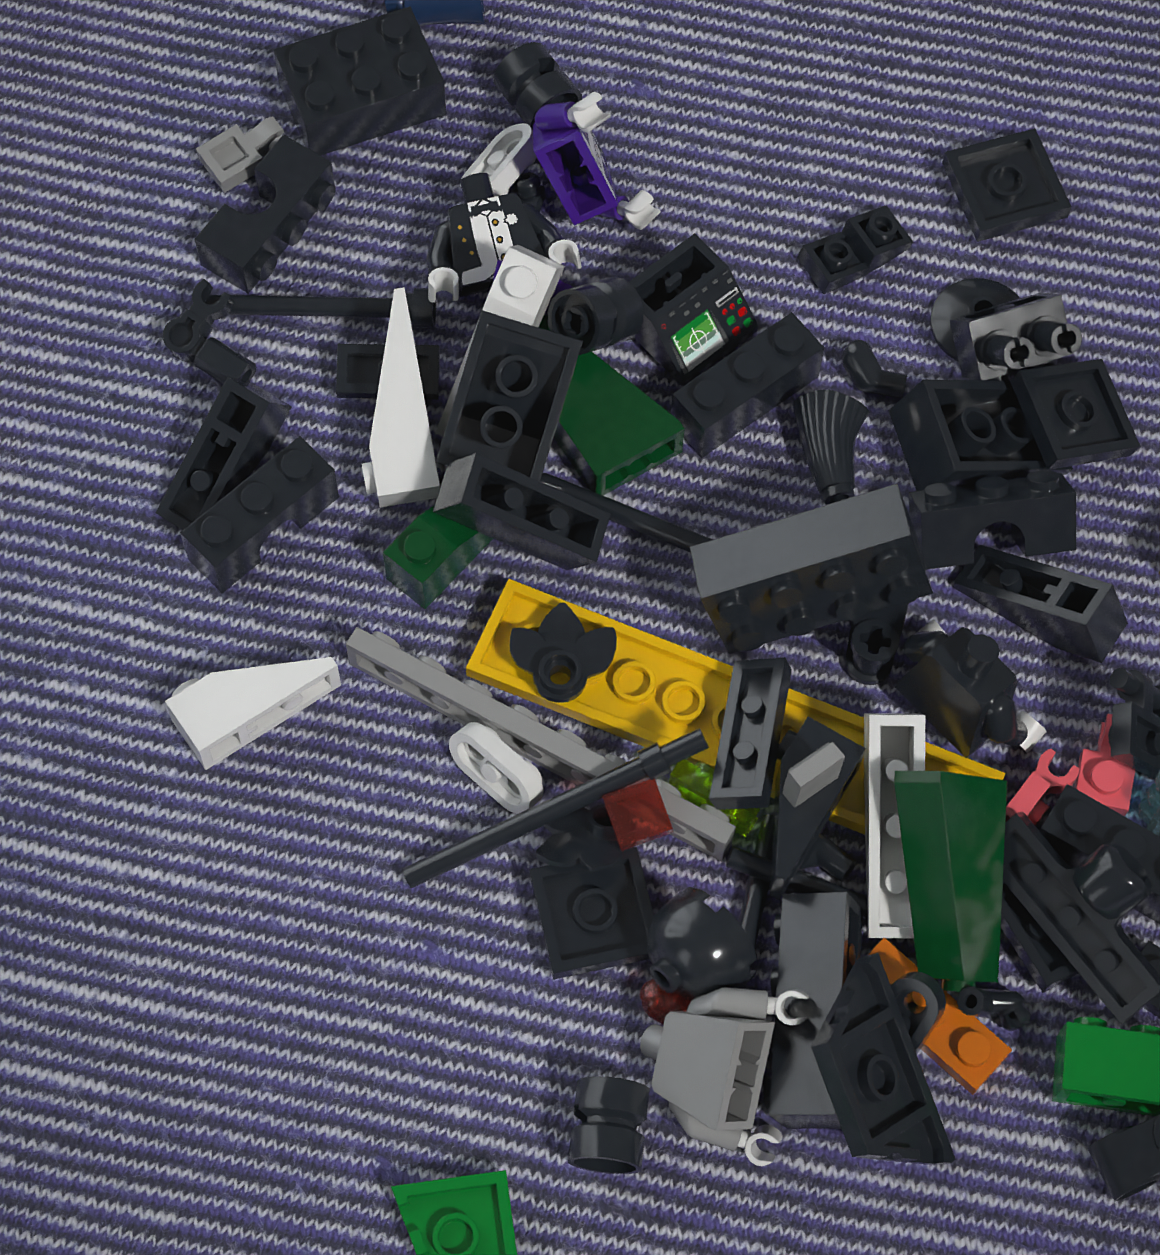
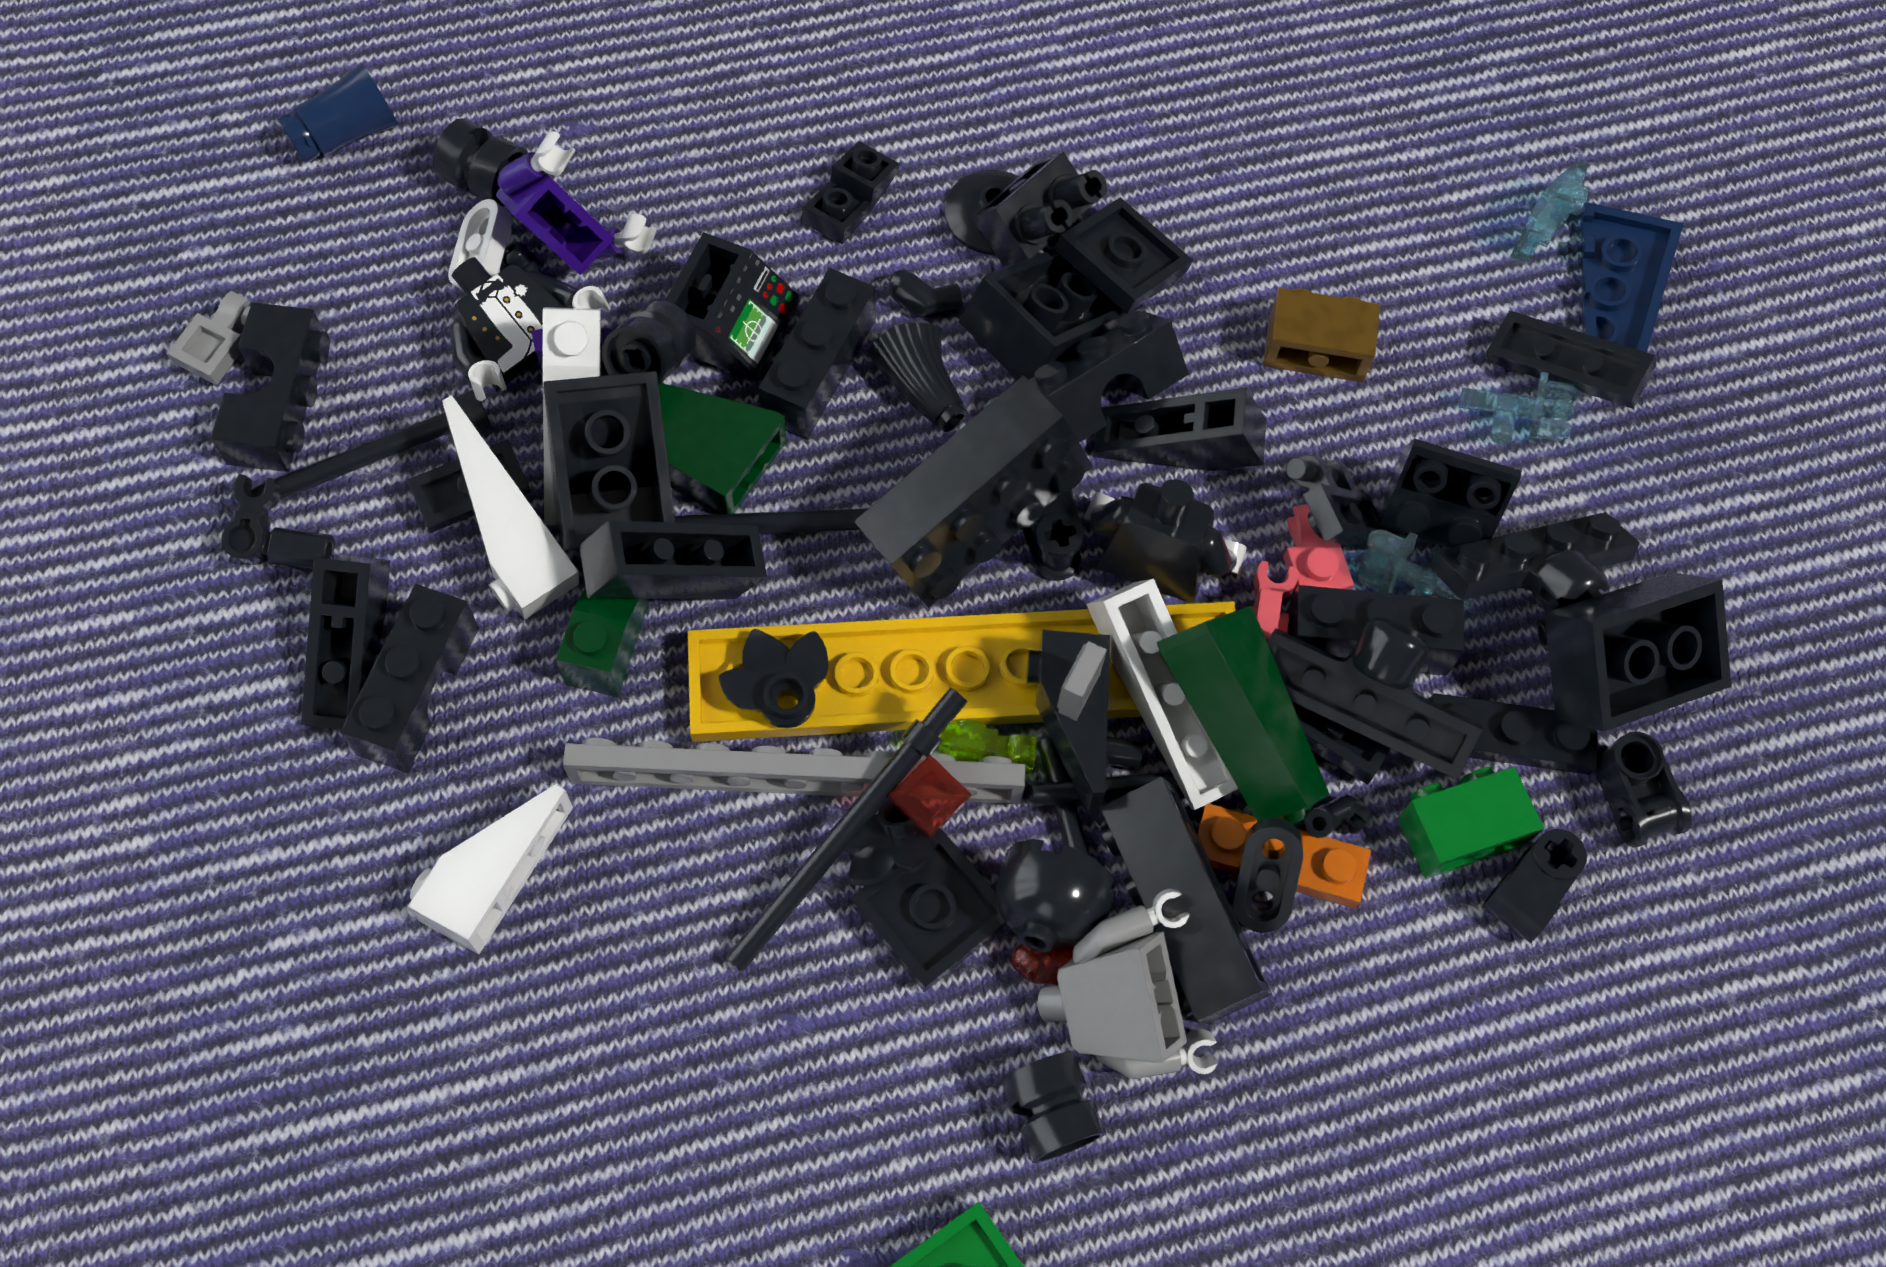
camera: 30 degrees left, 0 degrees up
(360, 81) = (302, 223): black brick -> none
(496, 767) = (768, 816): white plate -> none
(750, 734) = (996, 671): black plate -> none
(877, 1074) = (1275, 932): black wing -> none
(1006, 184) = (955, 80): black plate -> none

